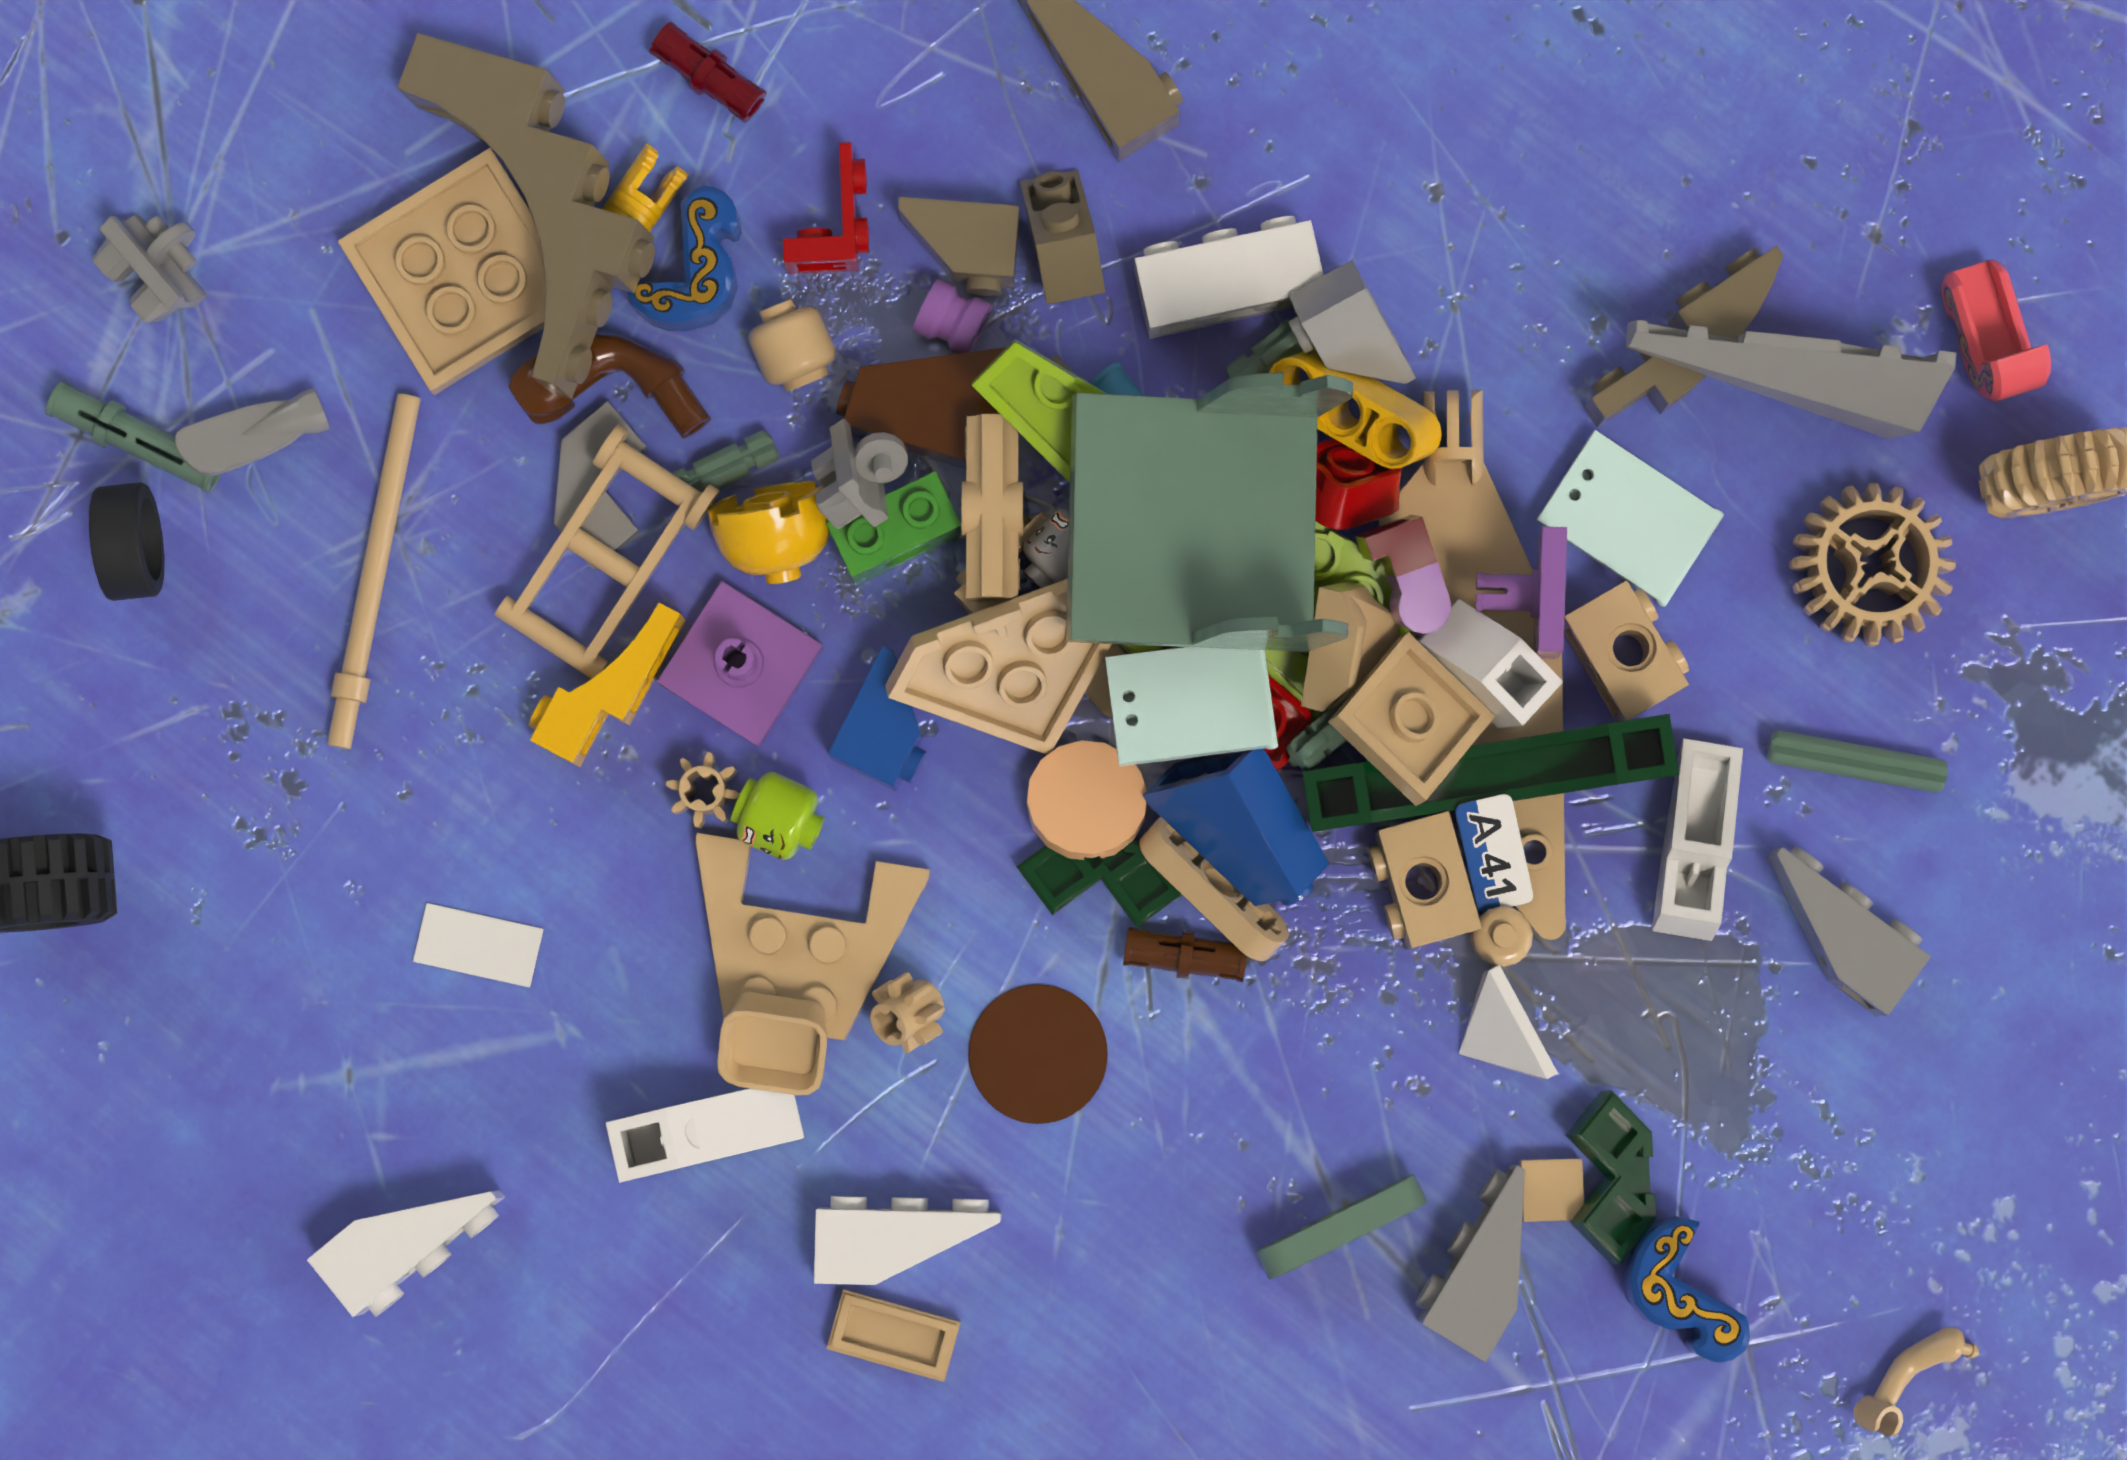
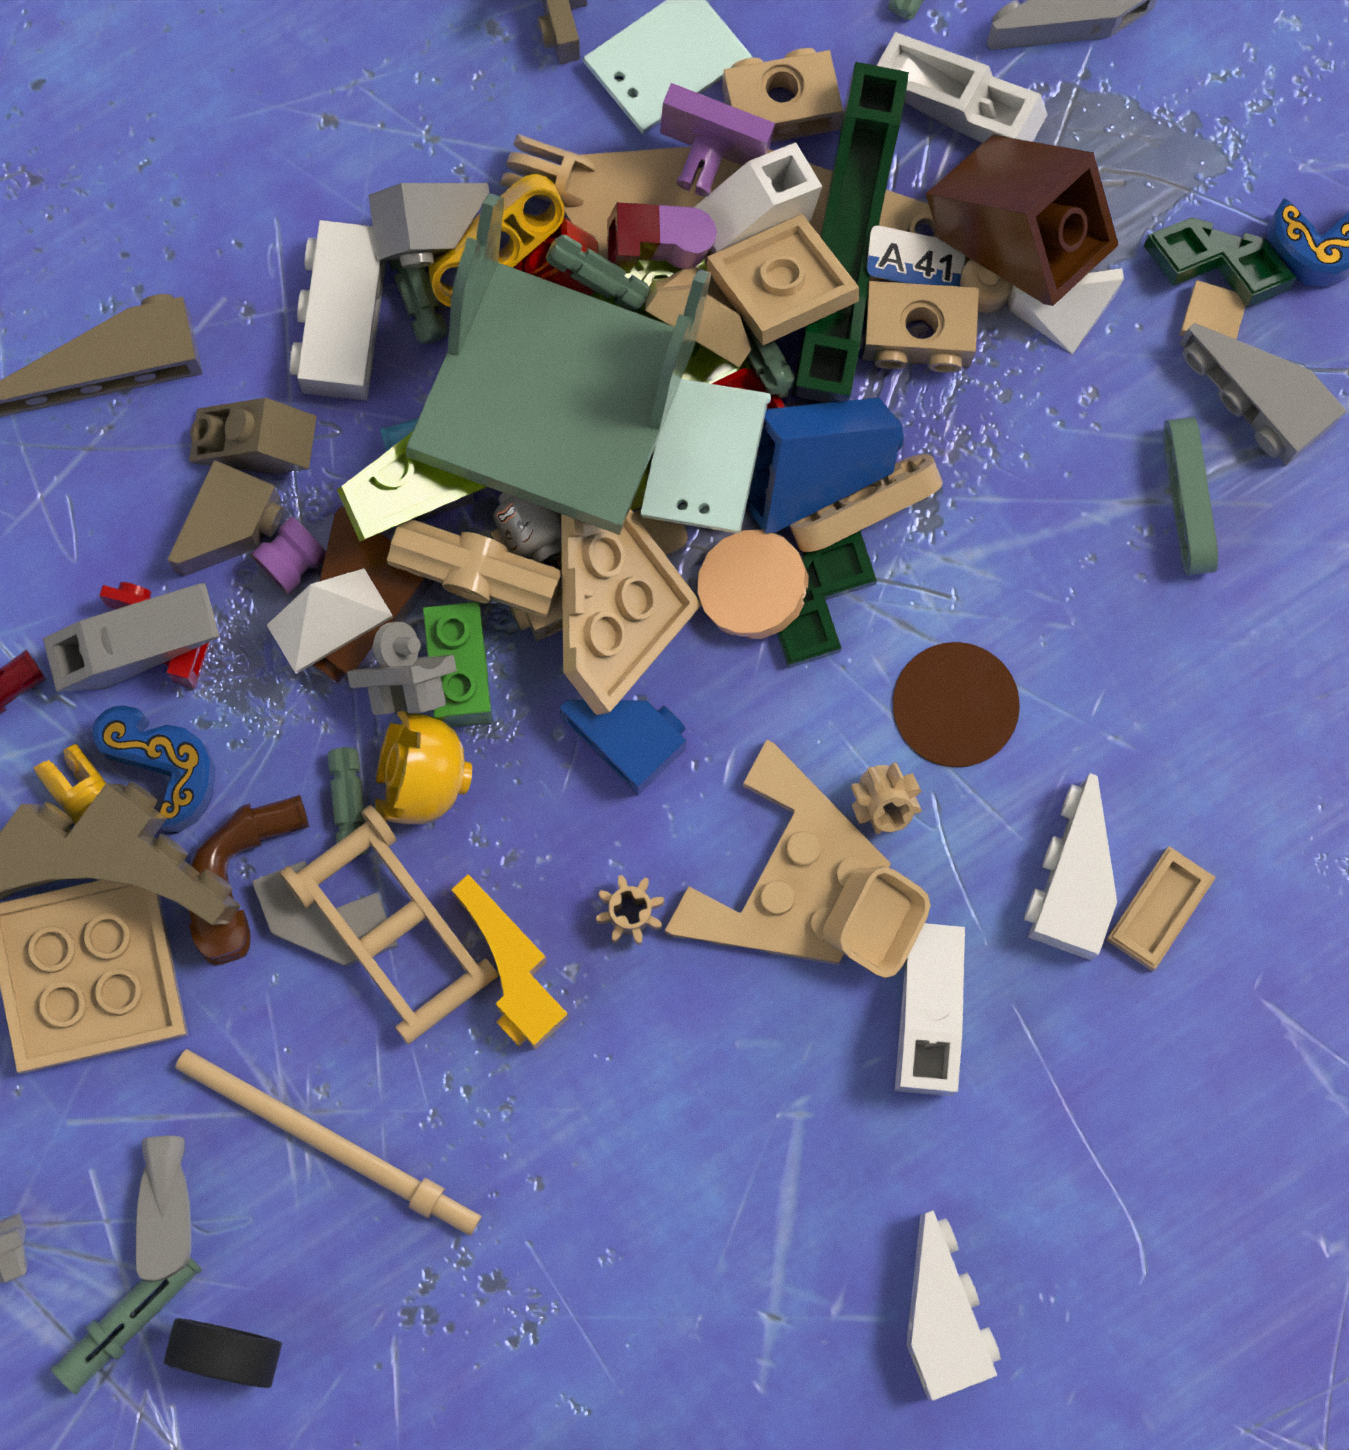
camera: 80 degrees left, 5 degrees down
(478, 945) = (696, 1161): white sticker -> none
(740, 664) = (528, 844): medium lavender tile -> none
(777, 815) = (675, 852): lime head -> none
(792, 345) = (262, 701): tan head -> none
(800, 190) = (130, 639): none -> light grey slope
(891, 381) = (328, 618): none -> white slope
(1184, 954) = (913, 549): reddish brown pin -> none
(1343, 524) = (597, 273): none -> sand green axle
(1577, 951) = (1026, 214): none -> reddish brown slope

